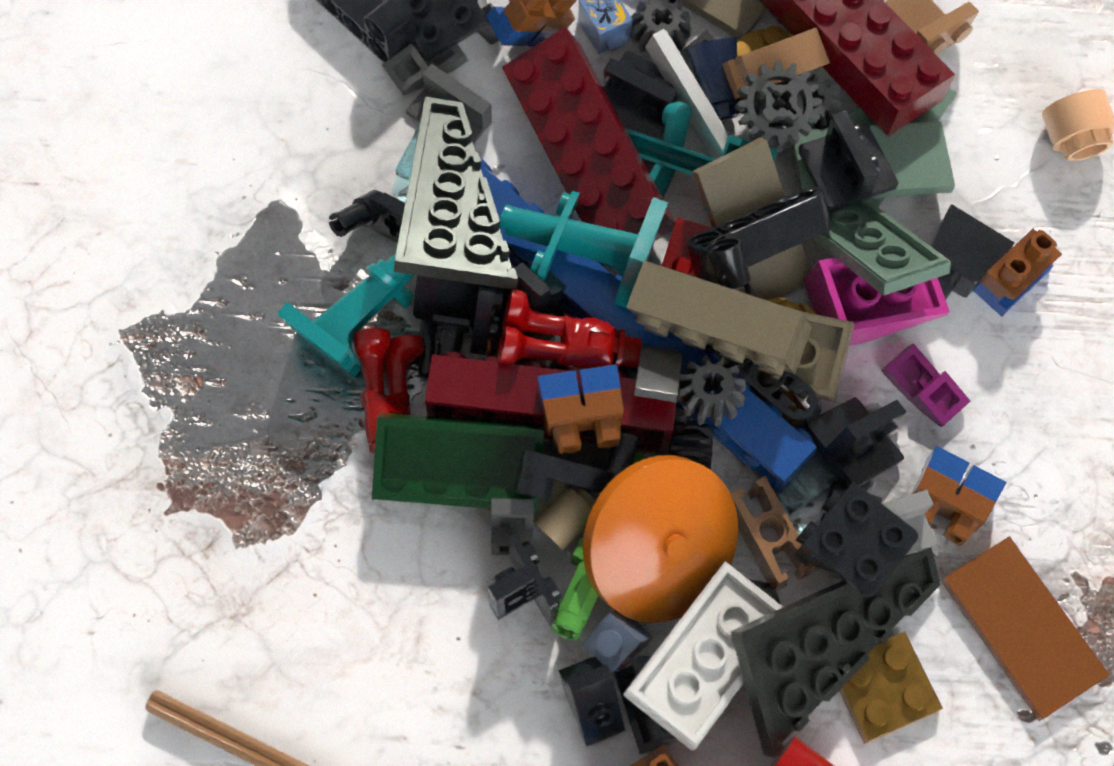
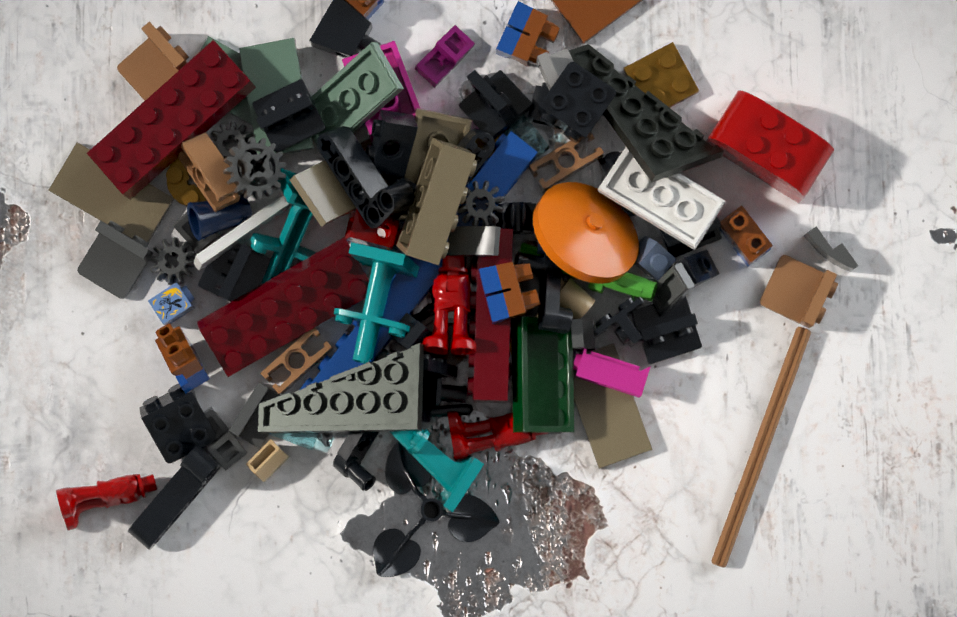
camera: 90 degrees left, 15 degrees up
(240, 263) = (468, 522): none -> black plant
(386, 114) = (267, 460): none -> tan piece
(406, 561) = (610, 419): none -> dark tan tile
(452, 563) = (610, 373): none -> dark pink window
(510, 657) = (667, 334): none -> black bracket
(515, 145) = (284, 359): none -> medium nougat piece
(567, 659) = (672, 288): none -> dark grey tile
(827, 285) = (395, 127): none -> black brick

